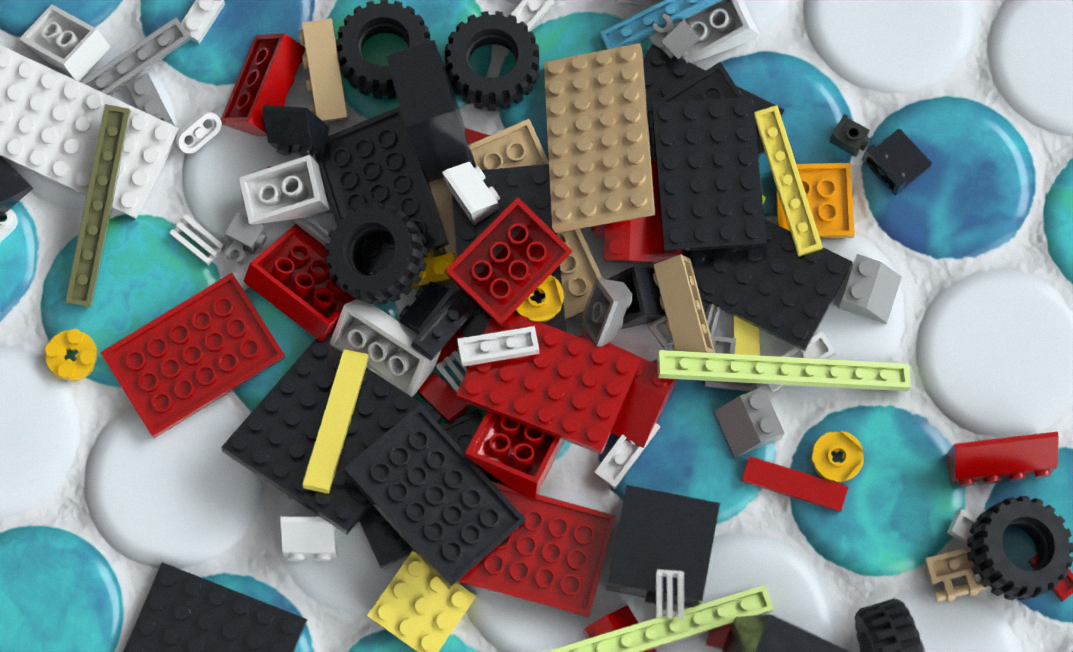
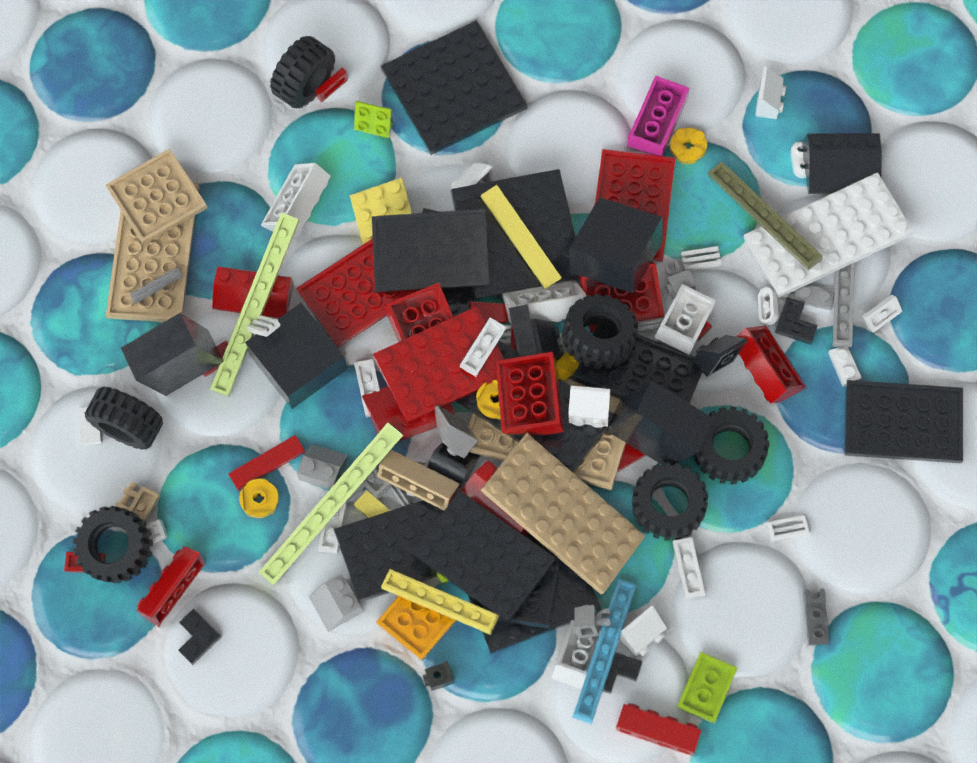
camera: 135 degrees right, 5 degrees down
(65, 42) = (889, 275): white slope -> none
(65, 406) = (658, 116): none -> dark pink brick
(114, 19) = (882, 313): none -> white plate
(198, 98) = (791, 325): none -> black plate
(265, 309) = (616, 244): none -> black container
(324, 70) = (729, 393): tan brick -> none
(896, 161) = (398, 689): black bracket -> none
(1016, 389) = (202, 638): none -> black plate

